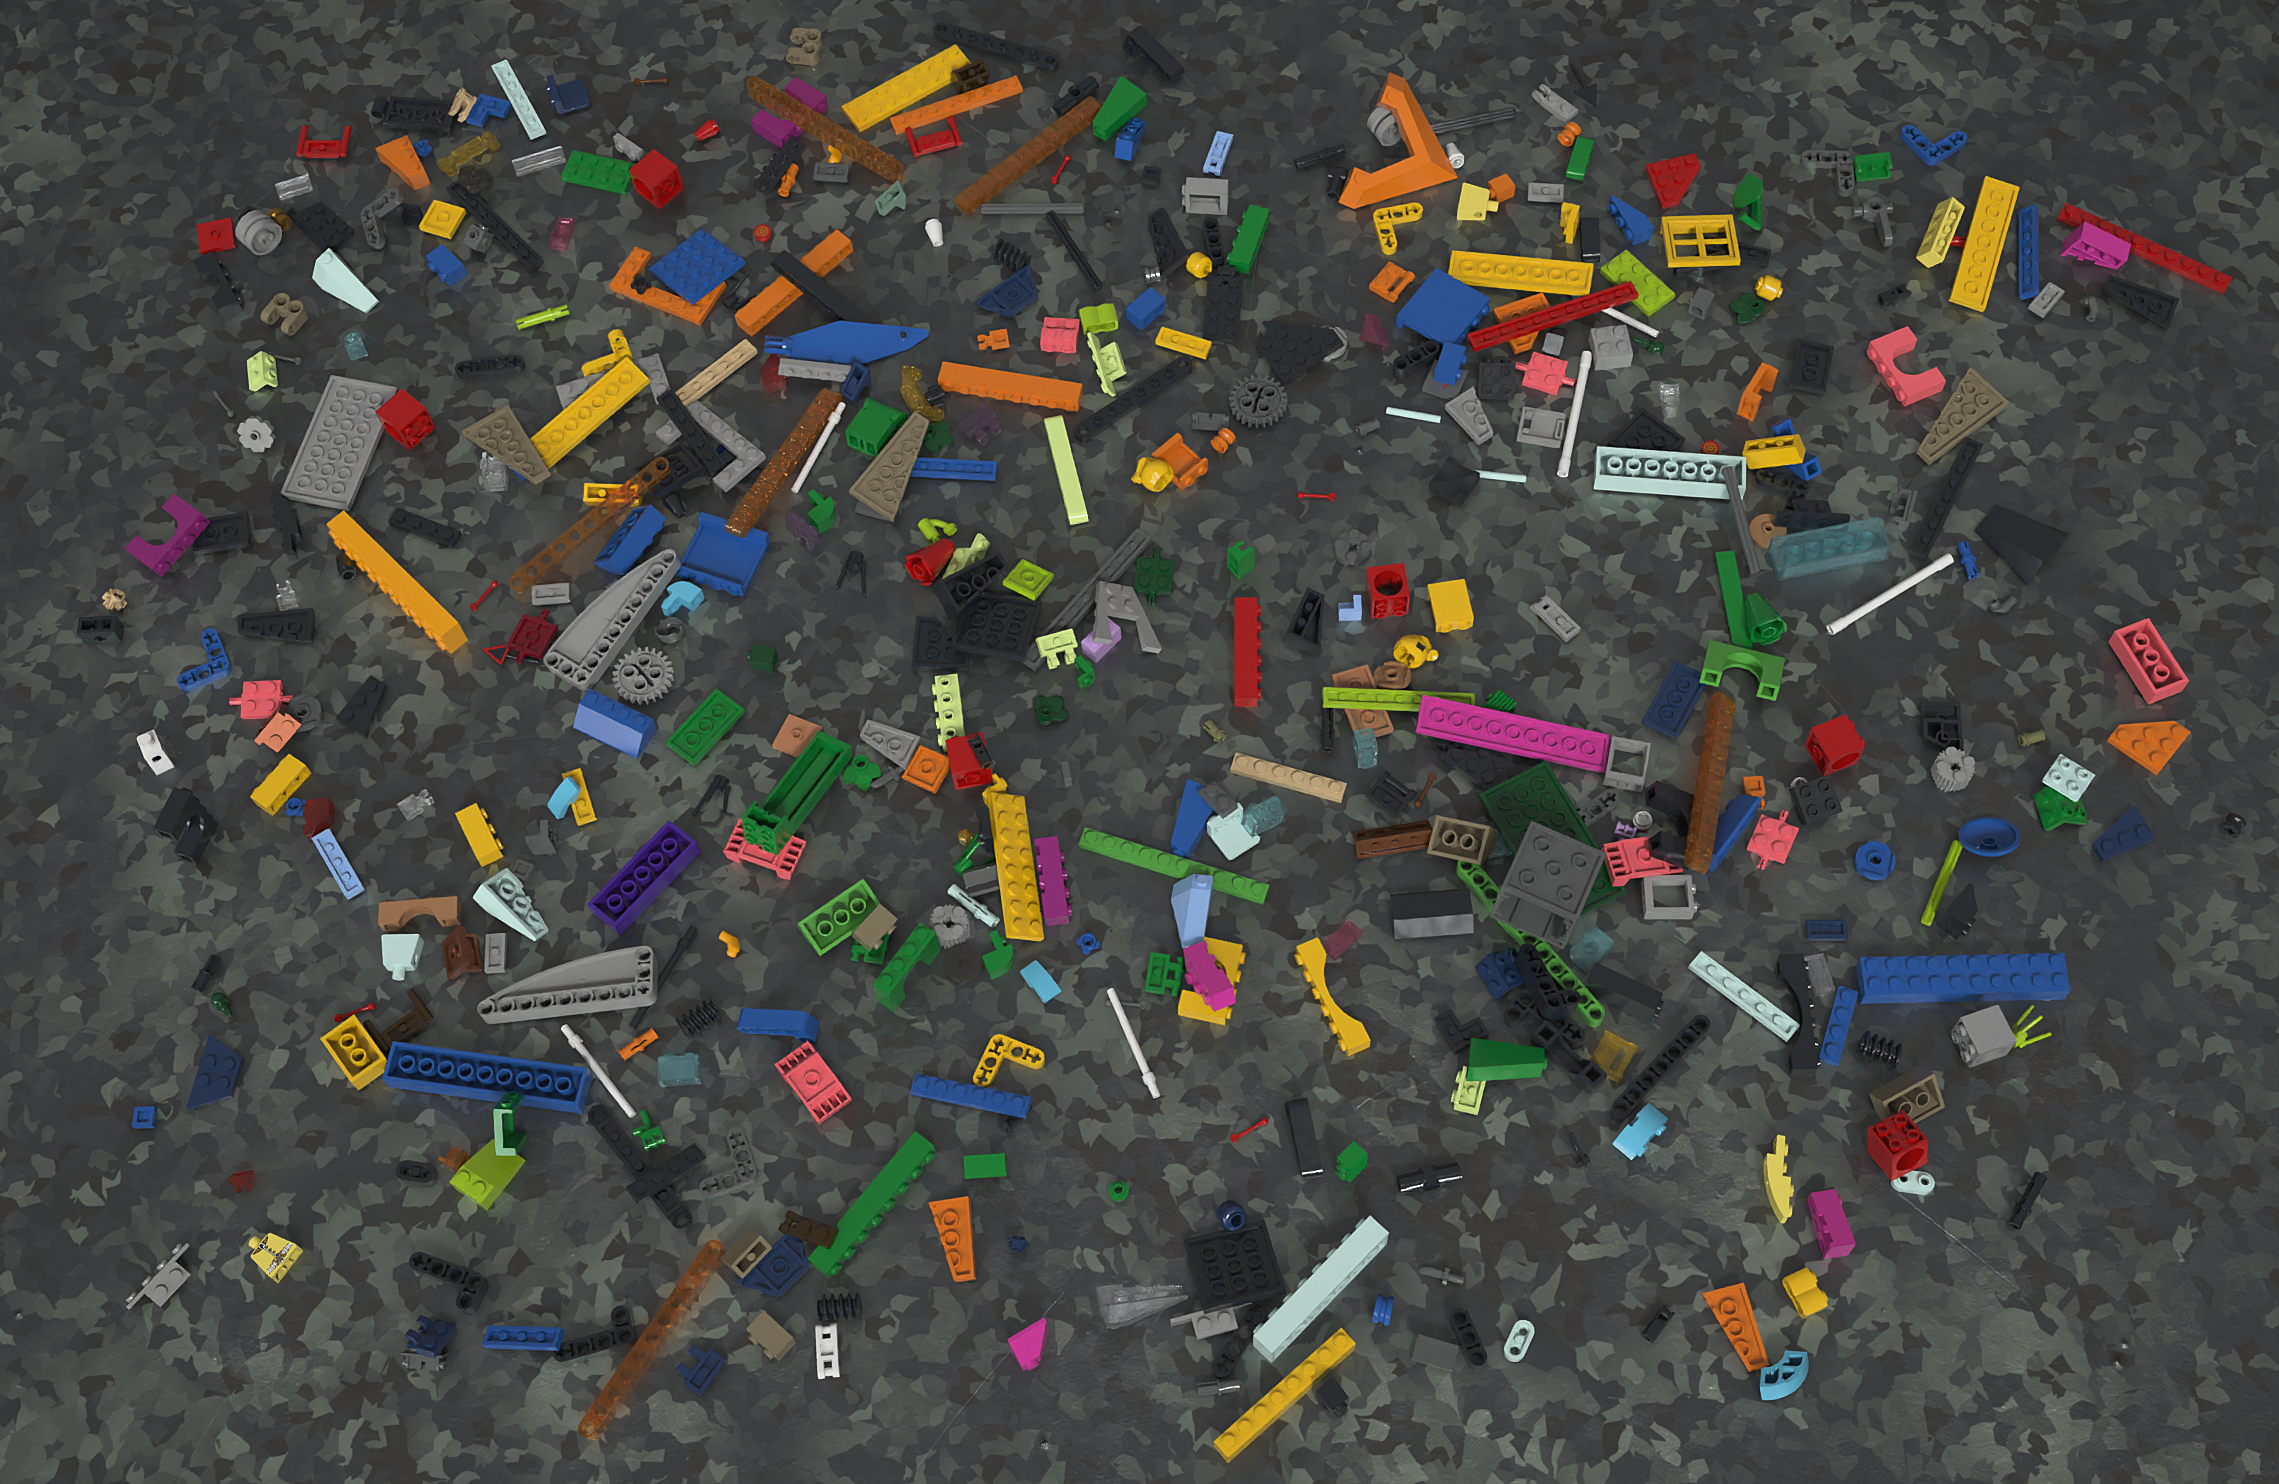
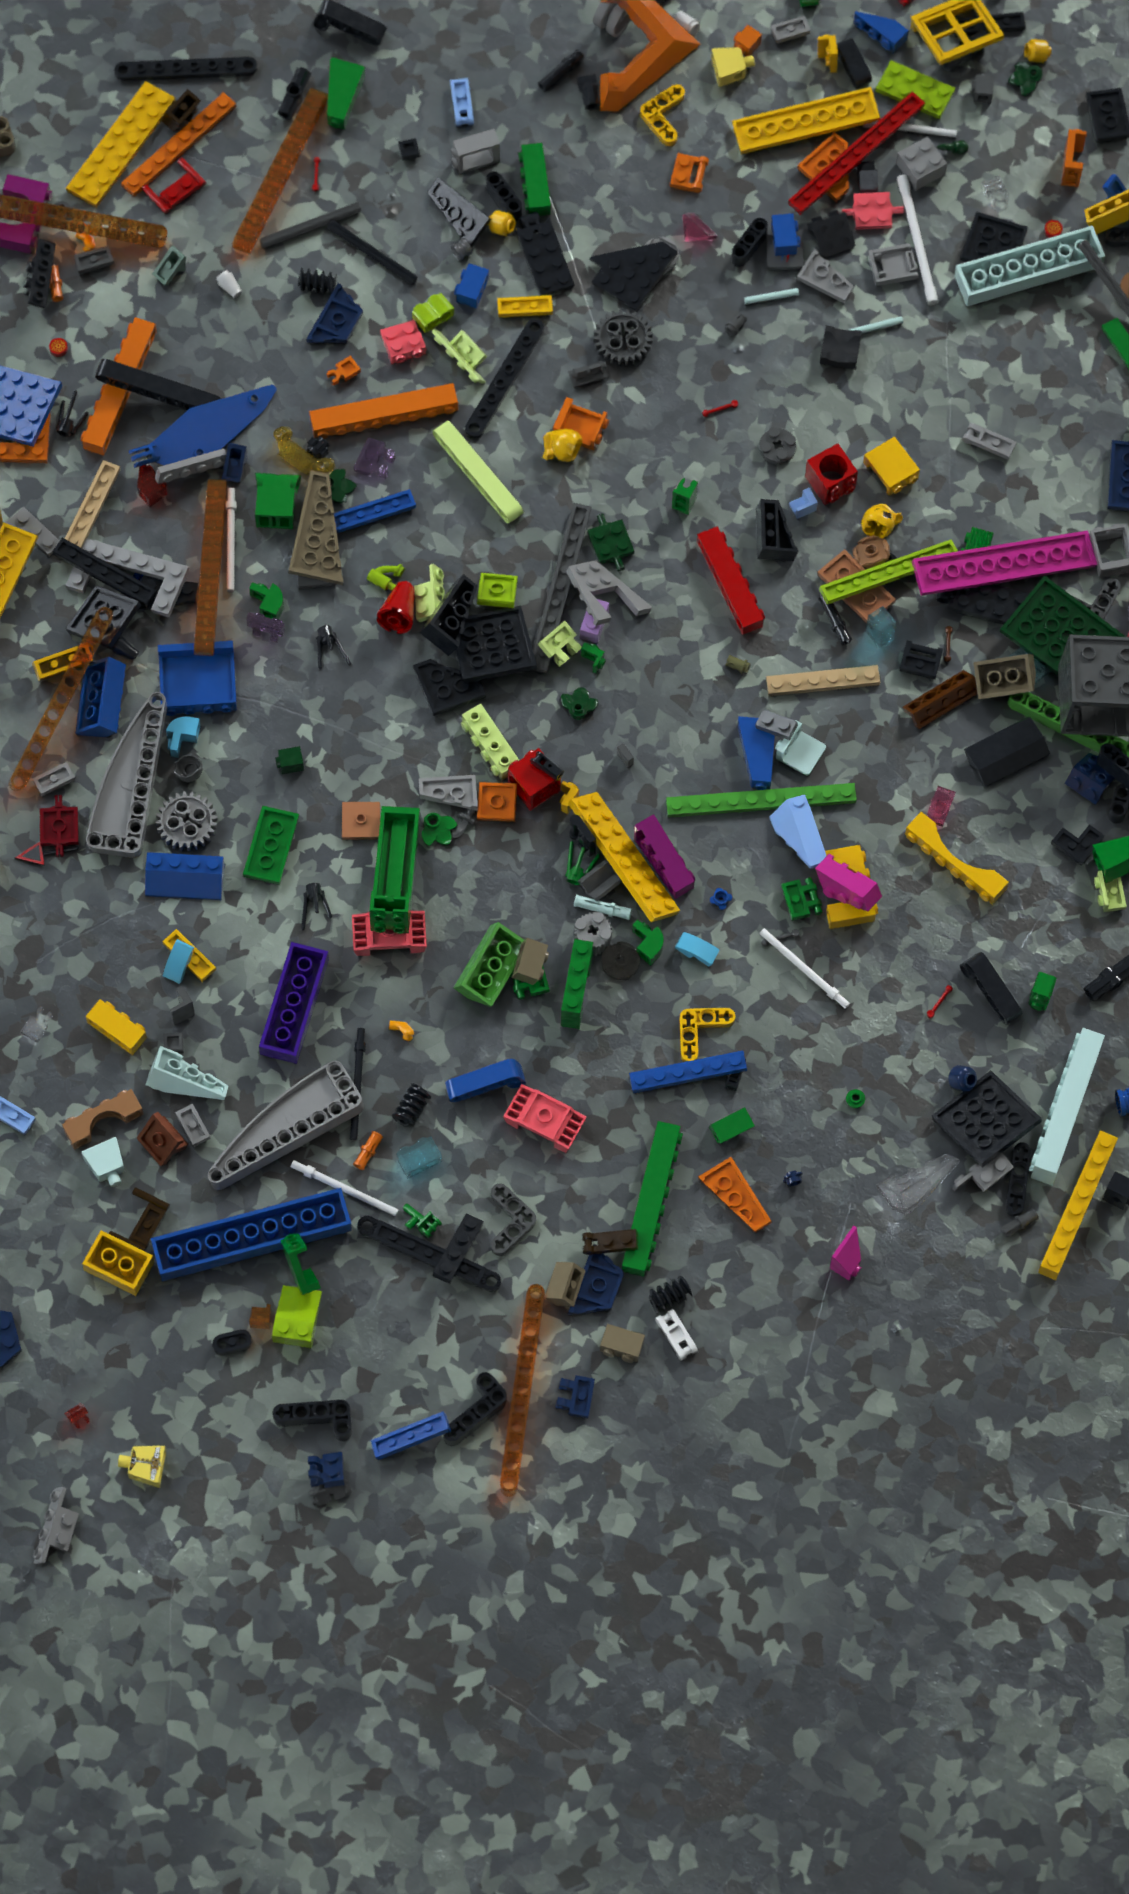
camera: 30 degrees left, 5 degrees up
(338, 1017) = (79, 1241): red hinge -> none
(964, 837) = (562, 849): clear yellow hinge -> none
(1129, 139) = (369, 118): blue slope -> none
(1224, 438) = (609, 388): orange wheel -> none
(1263, 816) = (821, 723): clear light blue brick -> none
(1444, 309) = (752, 183): blue panel -> none

